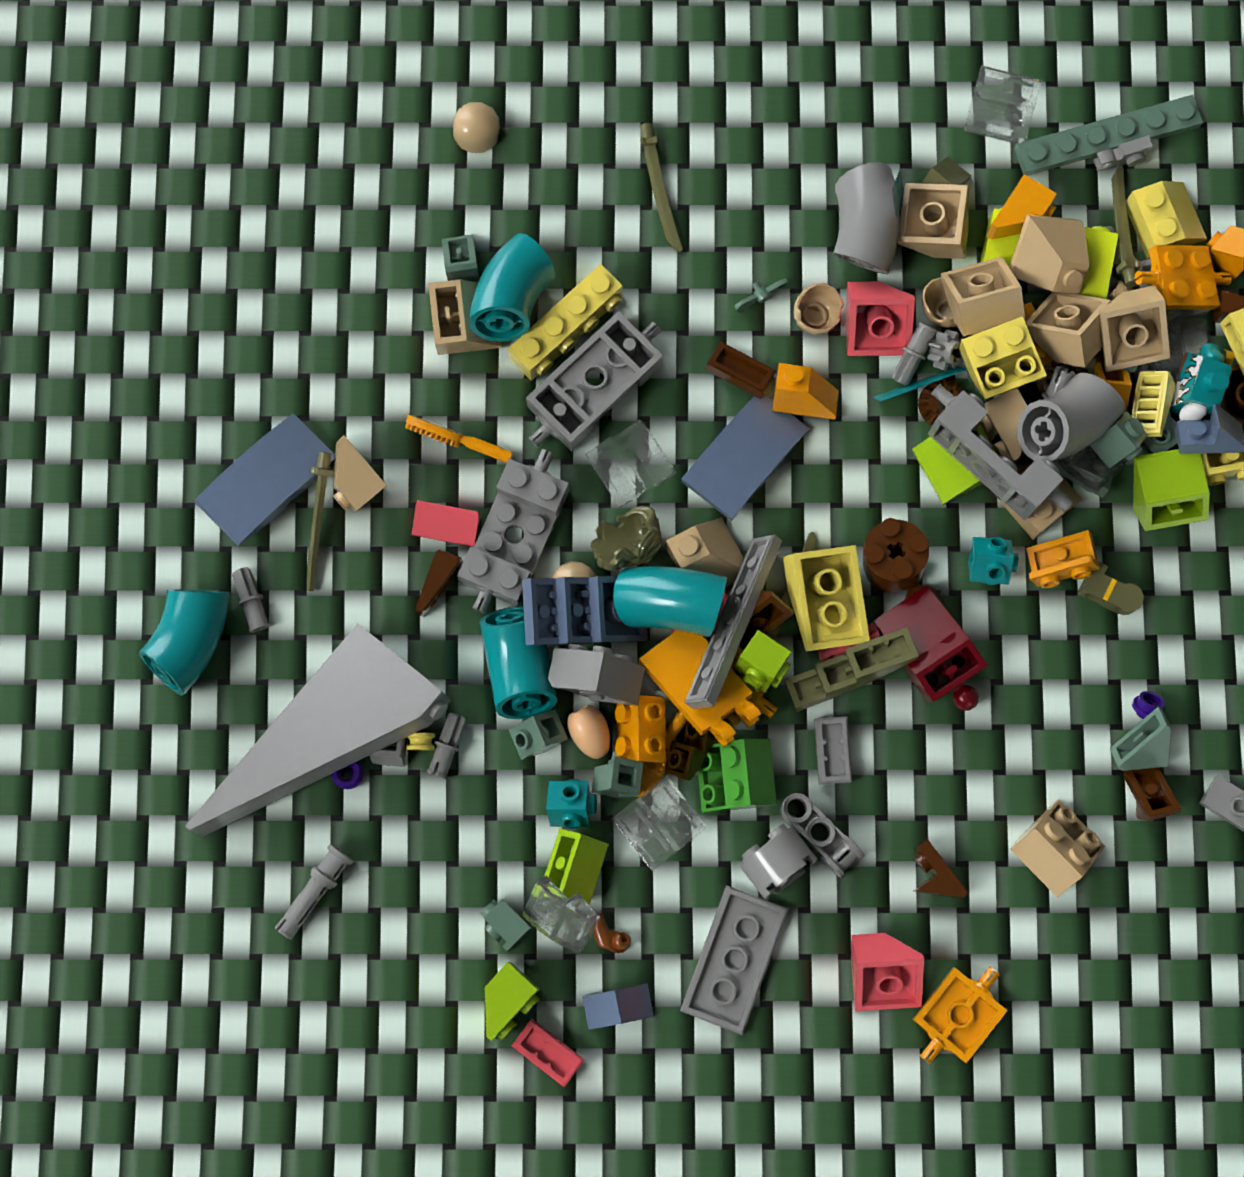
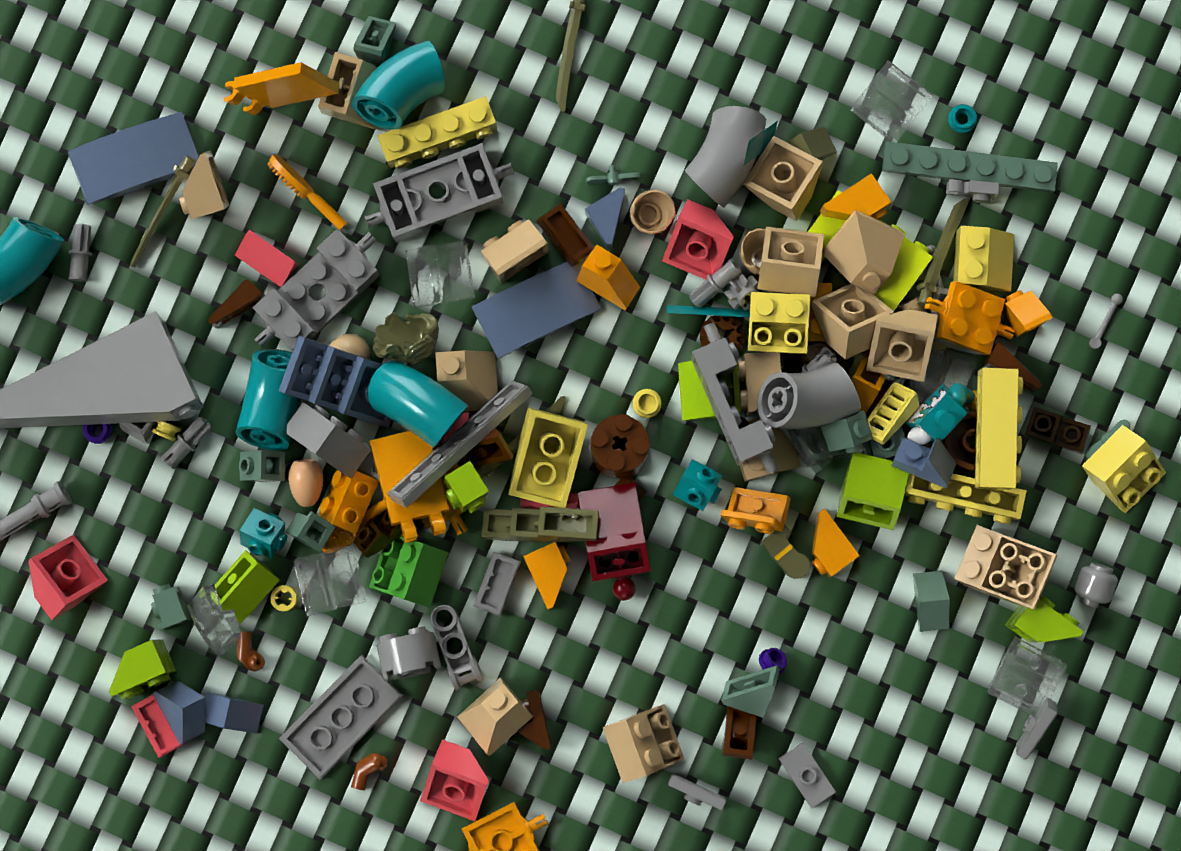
camera: 30 degrees right, 5 degrees up
(380, 941) = (64, 576): none -> coral slope
(388, 340) = (280, 87): none -> light orange tile
(567, 1025) = (183, 710): none -> sand blue slope
(622, 872) = (285, 589): none -> light yellow bush
(698, 405) = (514, 250): none -> tan slope
(773, 335) = (605, 215): none -> sand blue slope
(783, 1001) = (366, 767): none -> dark orange arm
(880, 715) = (548, 571): none -> light orange slope
(895, 886) = (495, 716): none -> tan slope
(899, 502) = (646, 403): none -> light yellow plate
(1079, 83) = (968, 112): none -> teal plate
(1135, 875) = (696, 793): none -> light grey plate
(1151, 563) = (830, 546): none -> light orange slope

